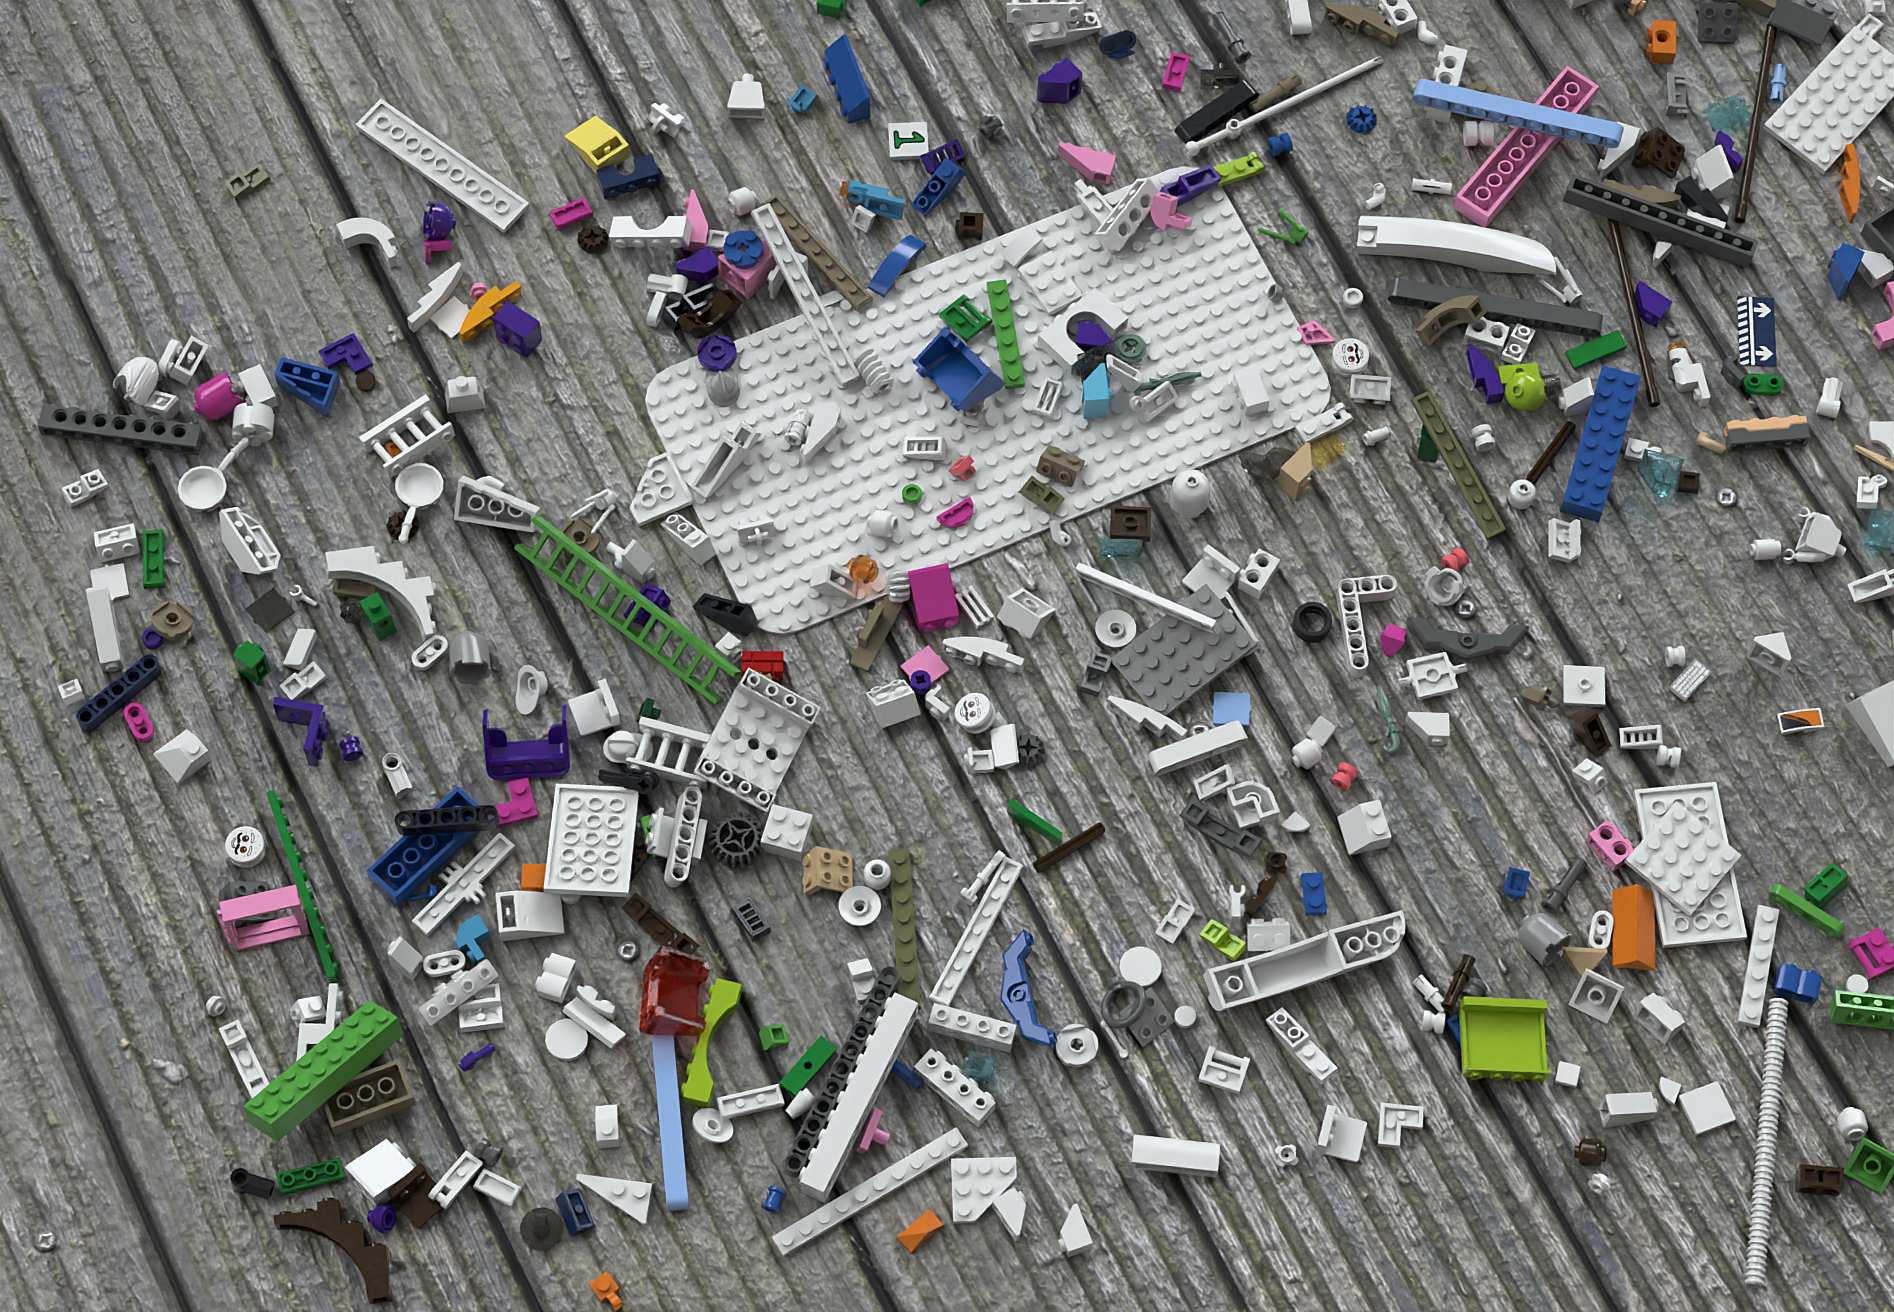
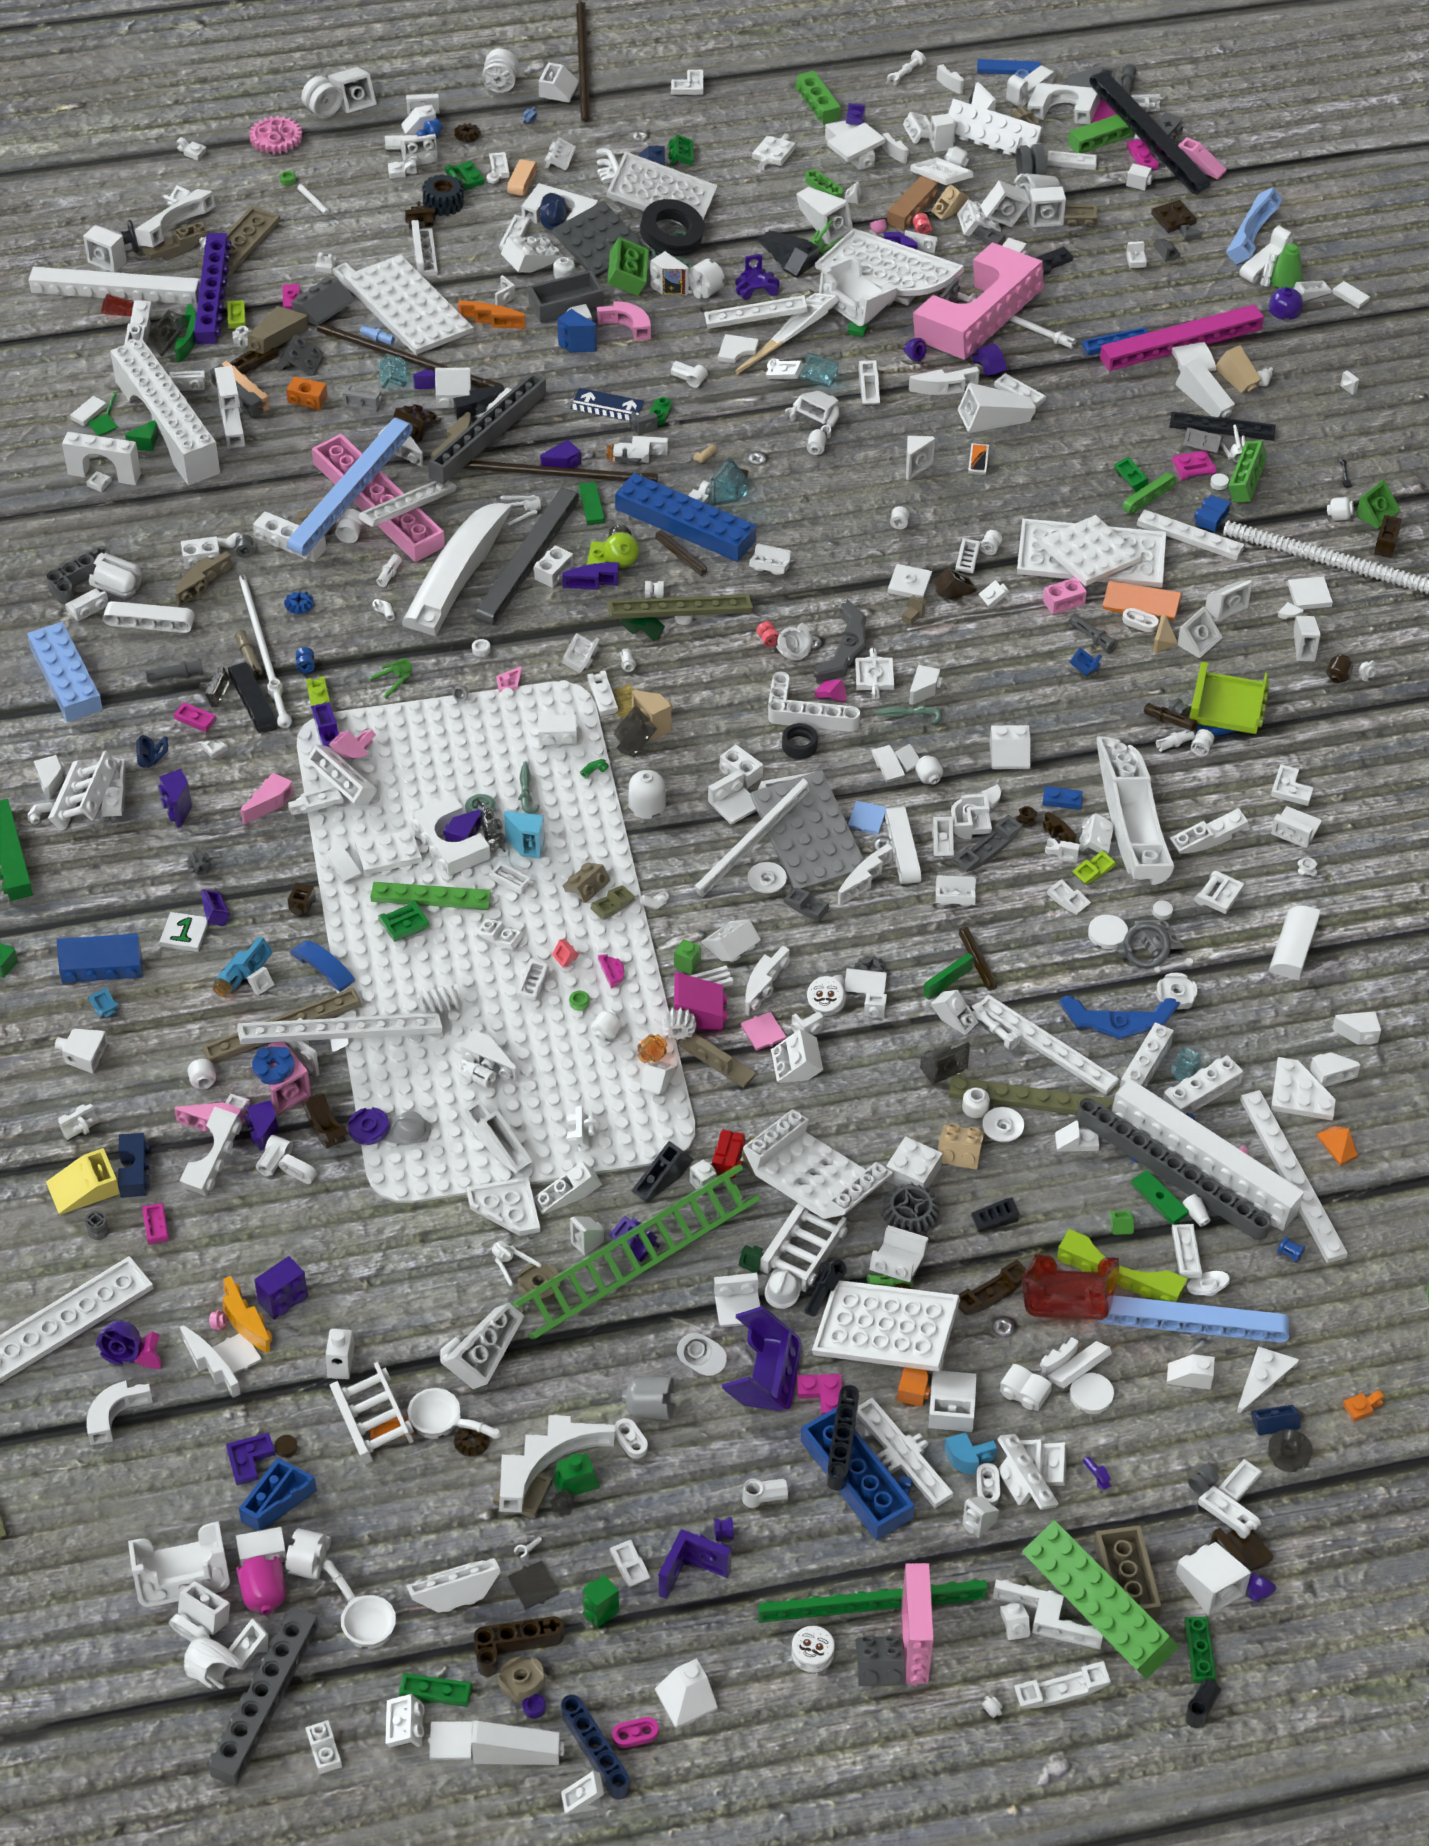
camera: 75 degrees left, 15 degrees down
(210, 609) = (518, 1642): none -> dark brown beam
(222, 324) = (167, 1572): none -> white windscreen
(300, 649) = (589, 1559): white slope -> none
(327, 1223) = (1303, 1605): dark brown arch -> none
(556, 168) = (97, 1225): none -> dark grey wheel
(600, 242) = (197, 1216): dark brown gear -> none
(616, 550) = (565, 1252): white arm -> none
(679, 845) = (921, 1252): white beam -> none
(689, 304) = (305, 1138): black slope -> none
(918, 834) = (945, 1062): none -> clear smoke slope
(921, 687) = (781, 1030): dark purple wheel -> none
(938, 187) = (247, 914): blue slope -> none
(957, 371) = (468, 929): blue windscreen -> none
(989, 836) = (954, 1011): none -> white slope
(992, 577) = (687, 956): none -> bright green brick
(1120, 547) = (684, 856): clear light blue bracket -> none
(1125, 374) = (516, 806): white slope -> none
(1130, 523) = (663, 844): dark brown plate -> none
(1143, 100) = (214, 749): none -> white tile
(1147, 809) = (955, 890): none -> white bracket
(1155, 401) = (545, 798): white hinge -> none
(1214, 436) = (592, 766): none -> green arm
(1308, 713) = (888, 763): none -> white slope
(1344, 776) = (957, 751): coral wheel -> none
(1350, 357) = (543, 660): white head -> none
(1419, 47) = (244, 546): none -> dark grey wheel
(1448, 314) = (527, 577): dark tan arch -> none
(1509, 170) = (406, 502): none -> white tile
(1517, 344) = (567, 544): white slope -> none
(1521, 494) = (718, 576): white head -> none
(1543, 937) = (1142, 651): light grey cylinder -> none
(1567, 1074) = (1262, 668): white tile -> none
(1577, 398) = (639, 517): white slope -> none
(1660, 253) = (514, 441): white slope -> none
(1690, 680) = (923, 516): white tile -> none
(1766, 433) = (709, 416): dark grey piece -> none

